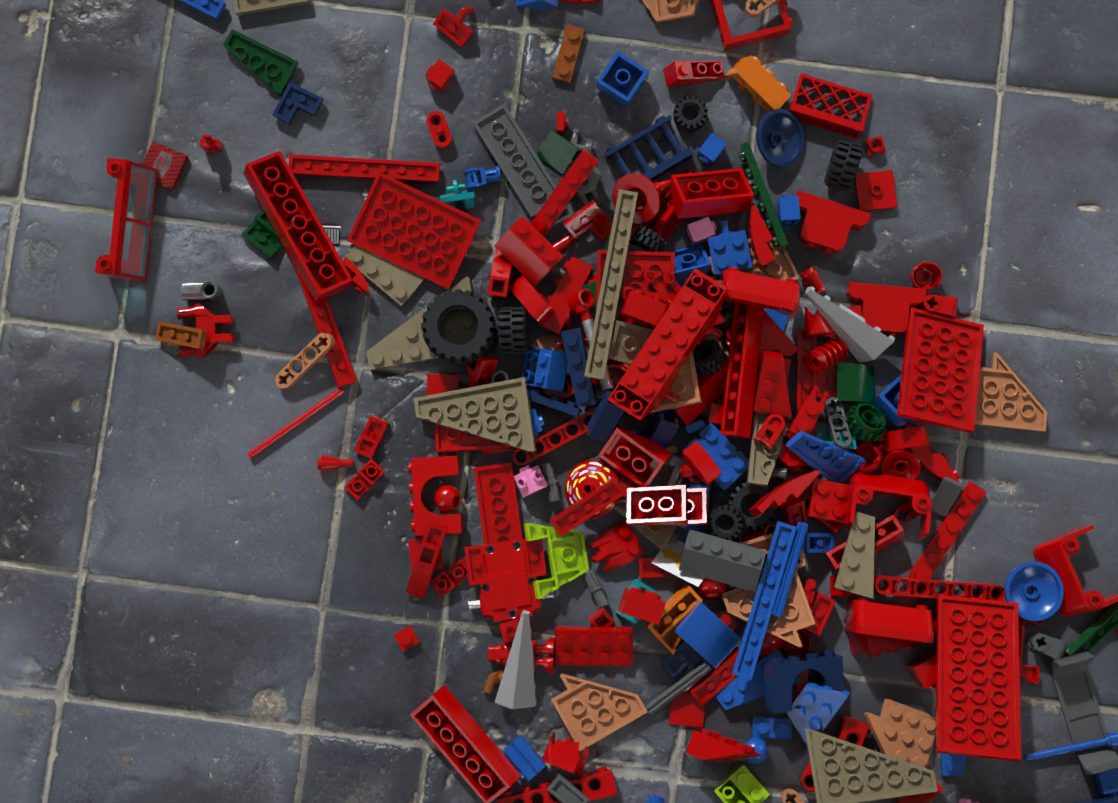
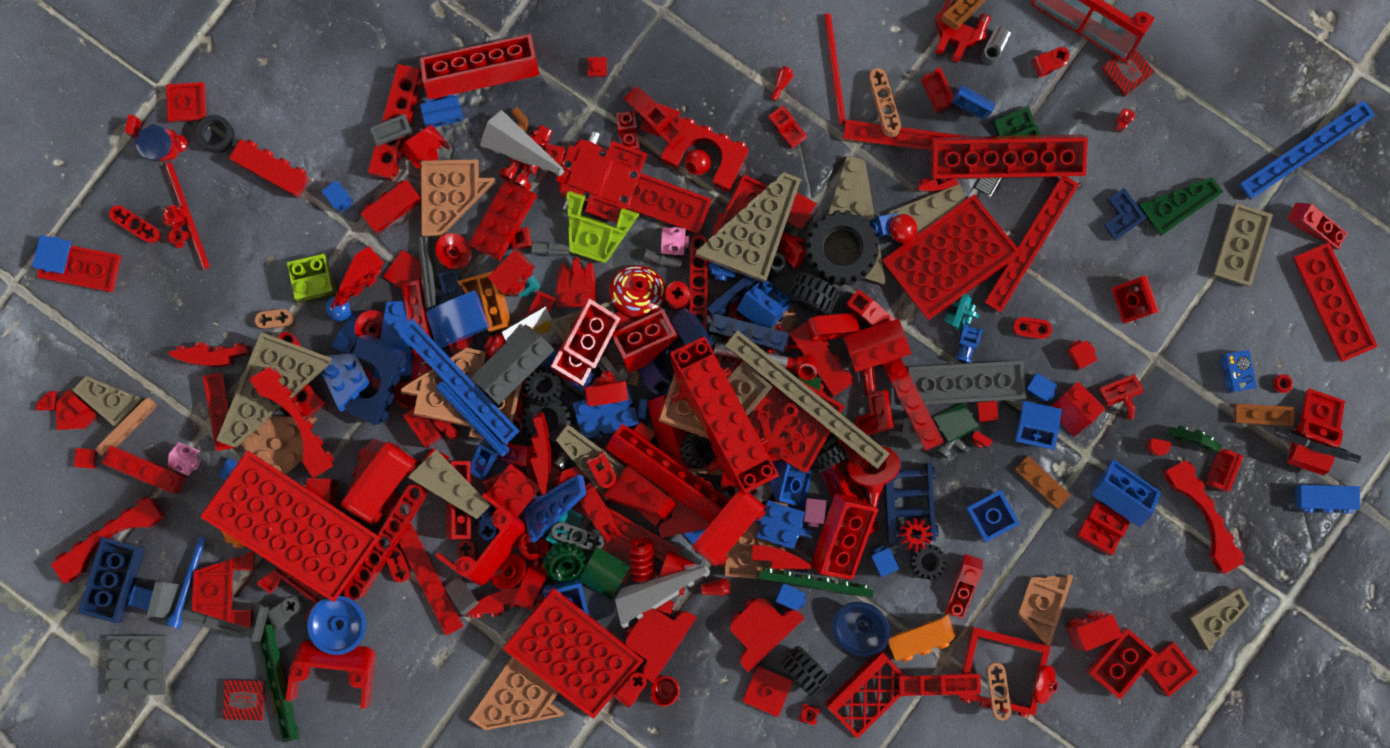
camera: 115 degrees right, 0 degrees up
(192, 237) = (1047, 62): none -> red piece
(264, 281) = (973, 102): none -> blue slope
(268, 320) = (938, 90): none -> red hinge
(364, 480) = (753, 101): red slope -> none
(367, 54) = (1135, 299): none -> red brick
(411, 283) = (903, 228): none -> red hair
(415, 301) = (882, 224): none -> blue brick
(487, 95) = (1041, 388): none -> blue brick
(490, 57) = (1078, 408): none -> red slope
(522, 80) = (1038, 425): none -> blue slope
(532, 130) = (987, 411): none -> red tile
(582, 443) = (672, 290): none -> red piece
(587, 506) = (623, 275): red plate -> none
(635, 755) = (391, 206): none -> red brick
(638, 675) = (458, 246): none -> red dish
(643, 308) = (769, 414): red brick -> none
(667, 134) = (913, 541): none -> red gear
(750, 718) = (367, 320): none -> red dish
(790, 48) = (939, 685): none -> red slope
(864, 768) = (314, 456): none -> red arch
(868, 509) = (486, 522): none -> blue connector
(945, 565) = (403, 565): none -> red beam
(1066, 718) = (215, 590): none -> red wing

